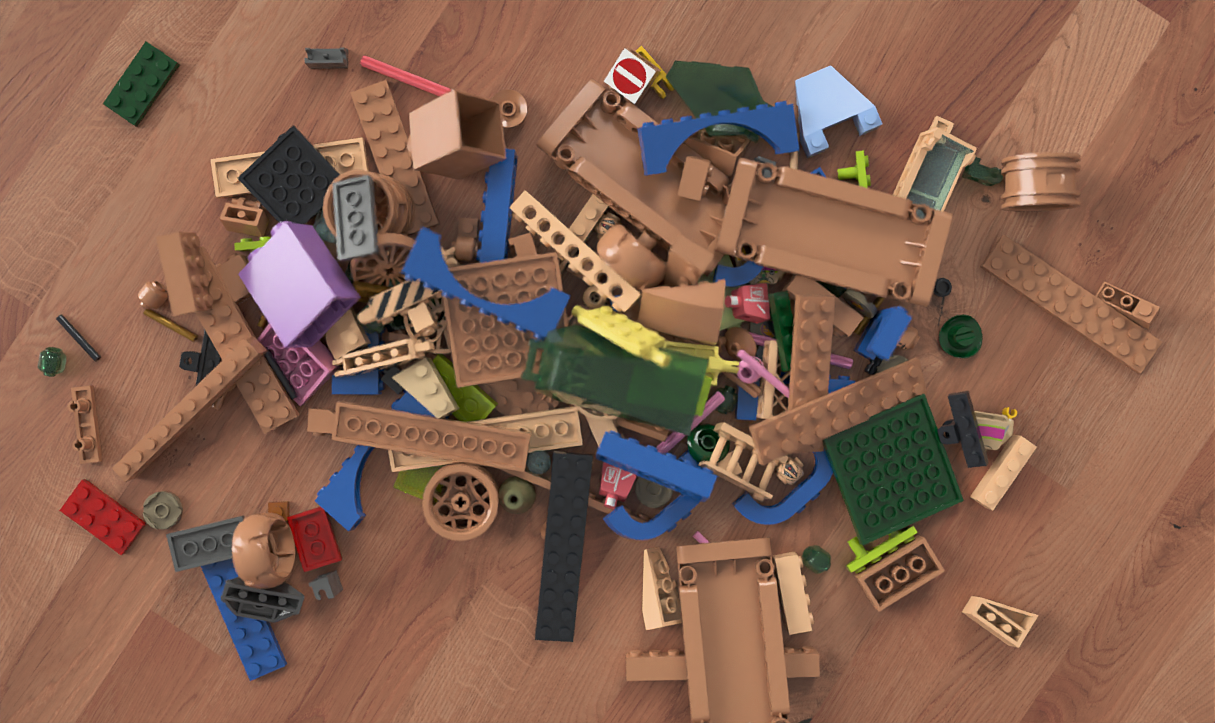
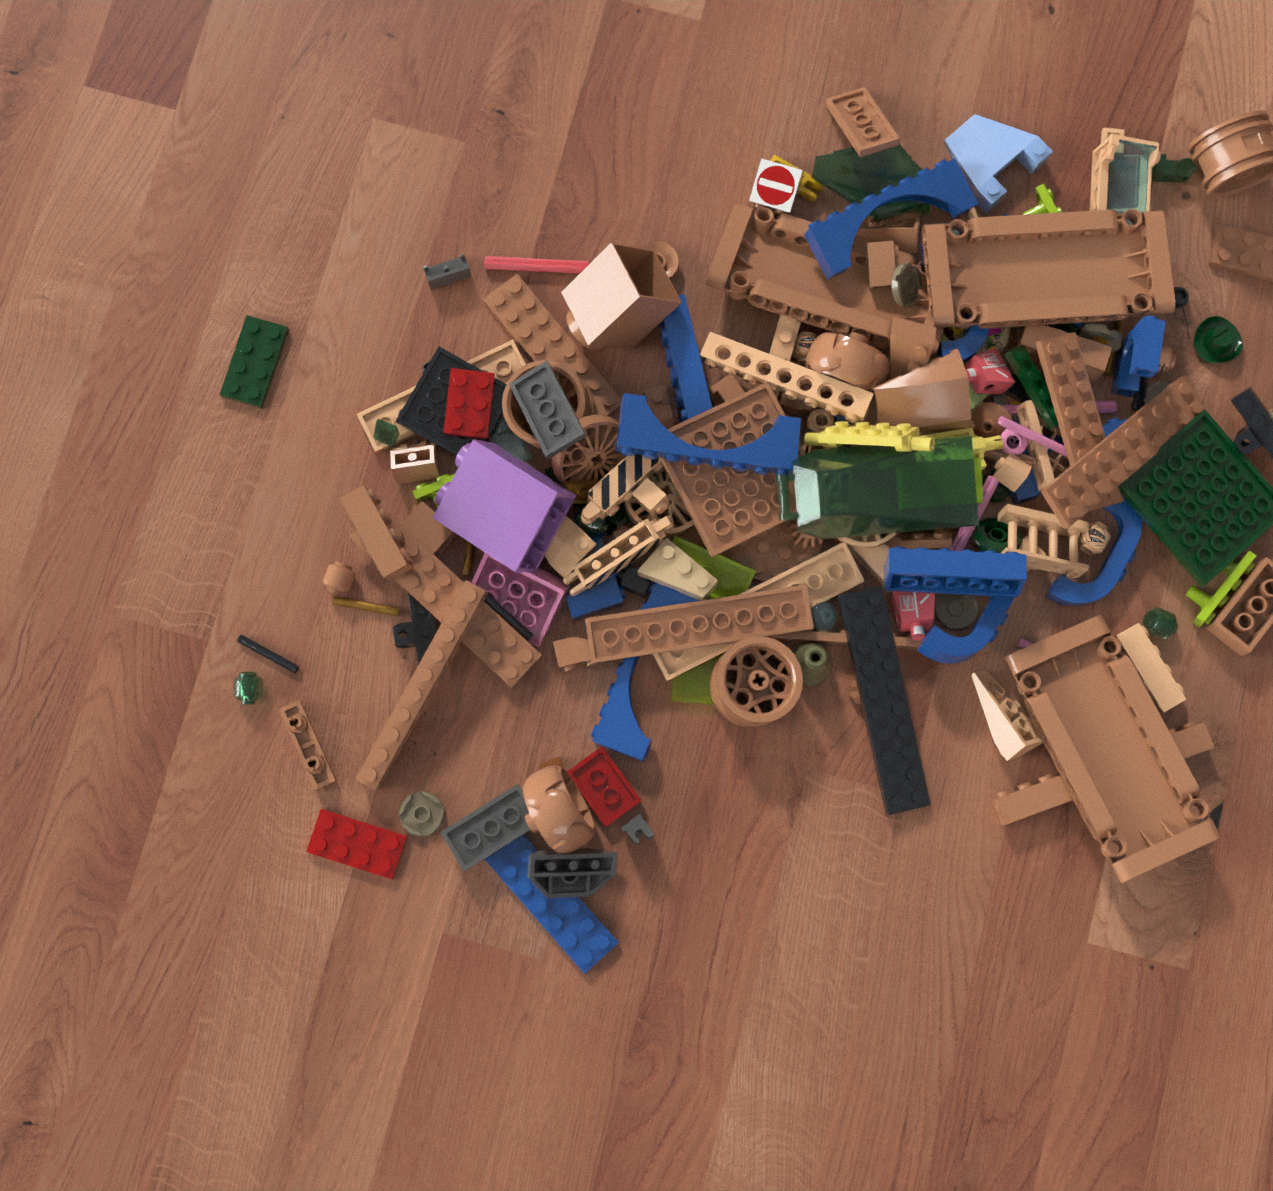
camera: 25 degrees left, 10 degrees down
(228, 185) = (386, 433): none -> clear green slope
(303, 183) = (469, 403): none -> red plate
(708, 203) = (905, 285): none -> dark tan tile
(727, 42) = (862, 122): none -> nougat plate
(737, 396) = (1011, 471): none -> light nougat brick

